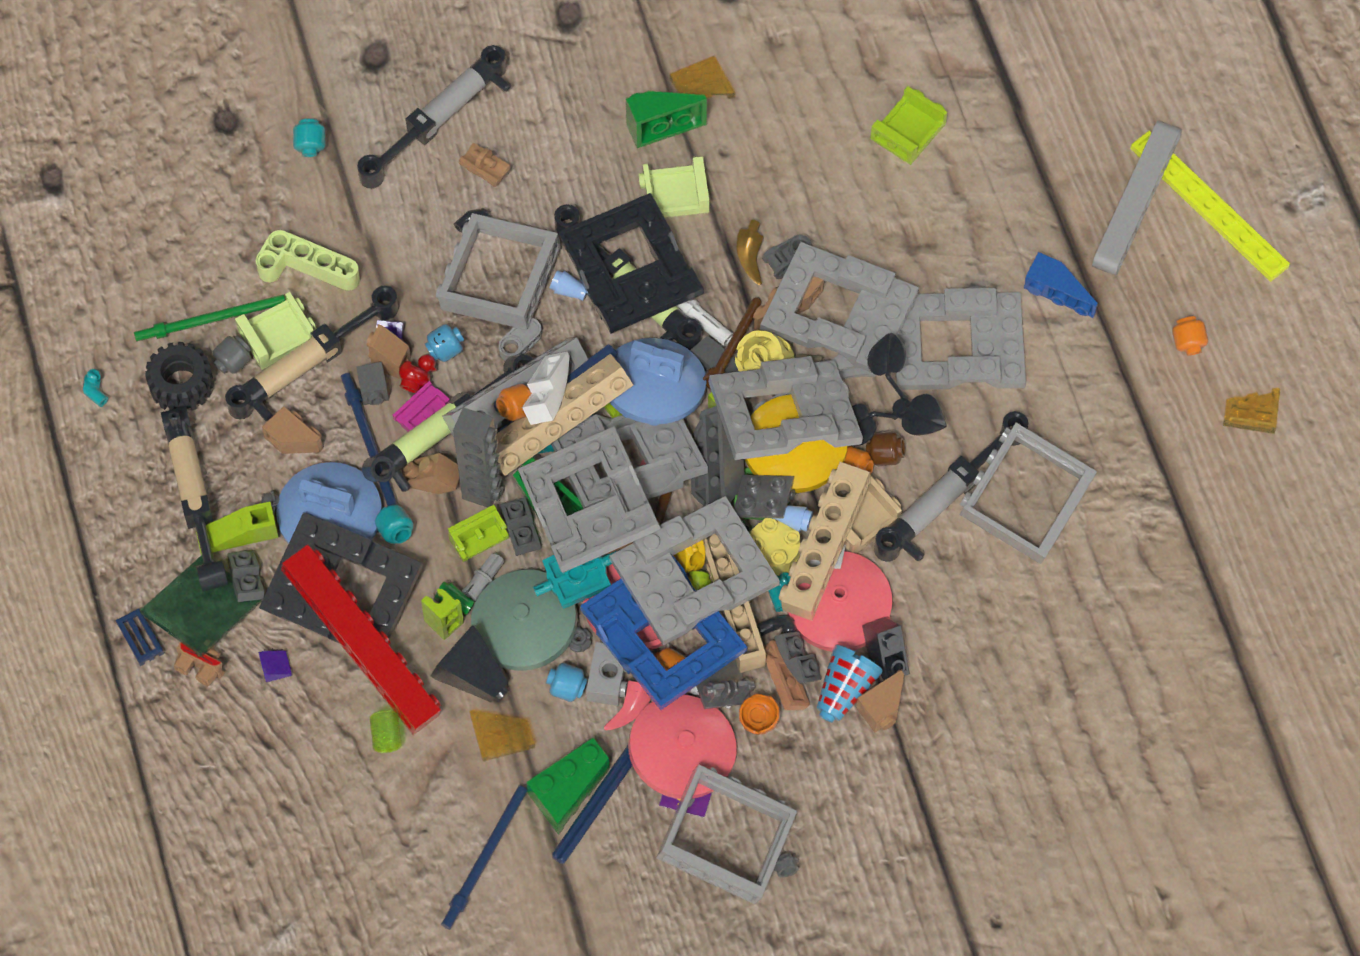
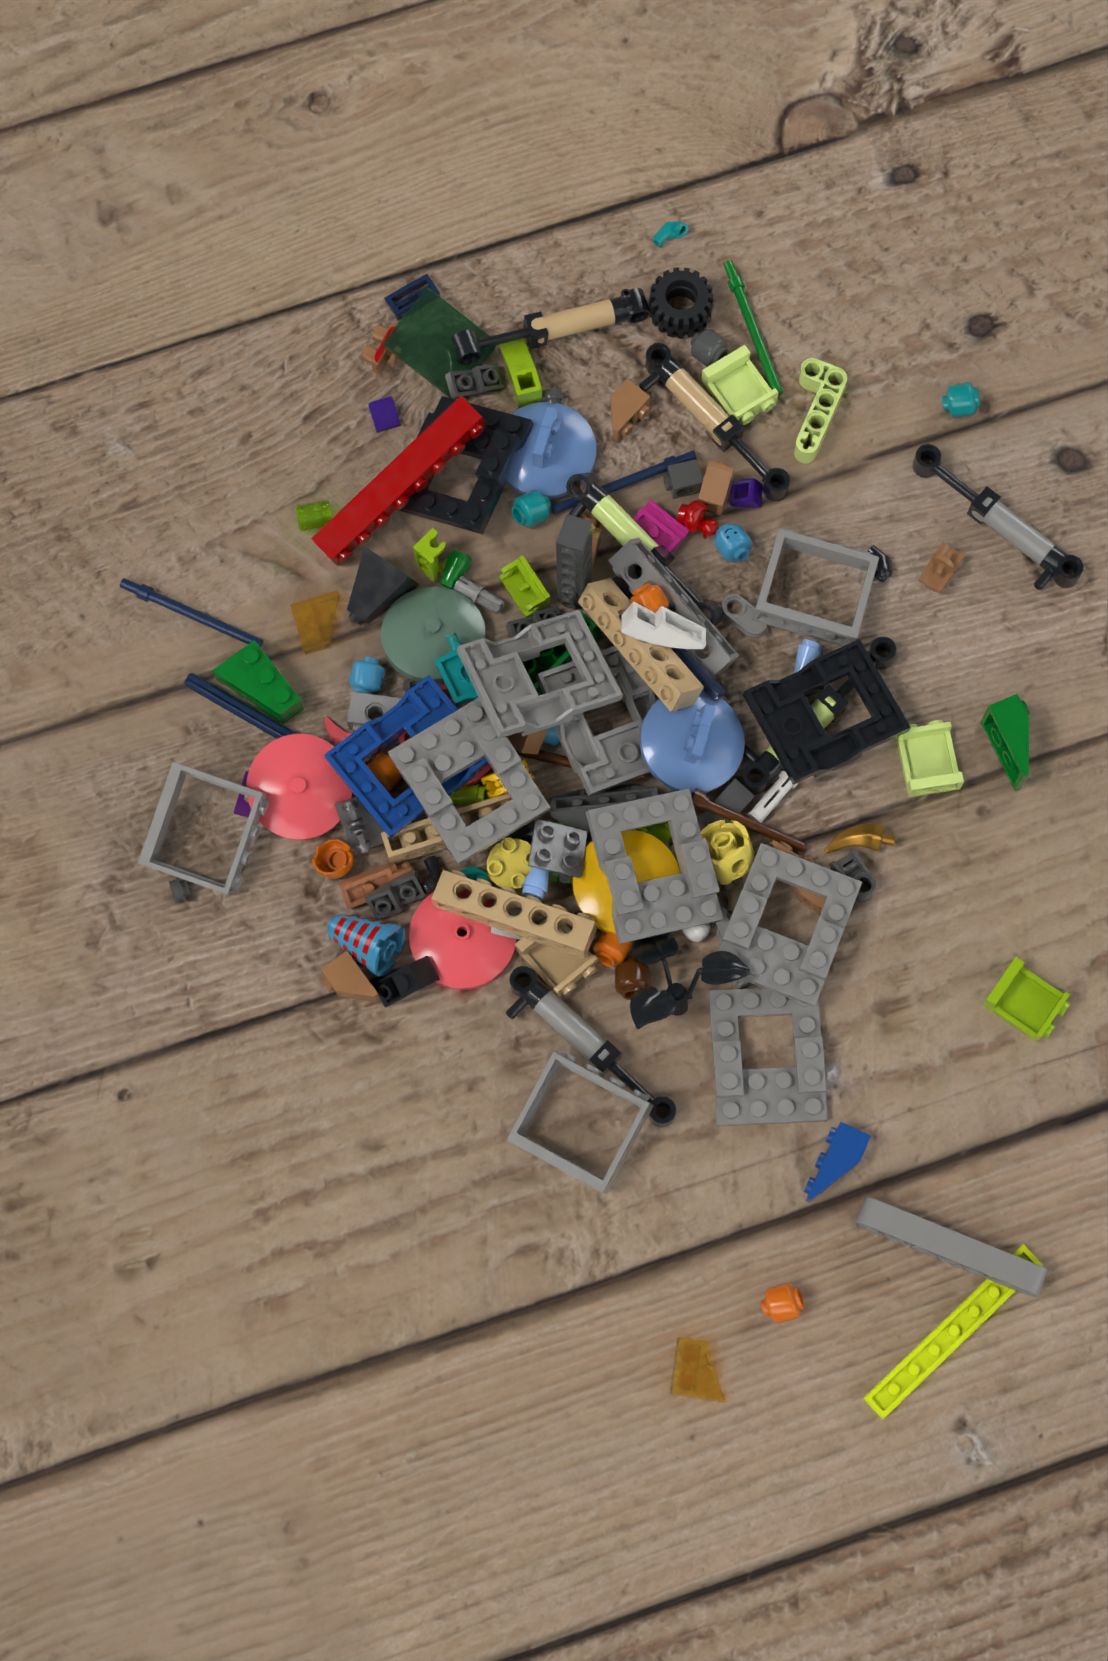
camera: 90 degrees right, 10 degrees up
(703, 79) = (1067, 784): clear yellow wing -> none

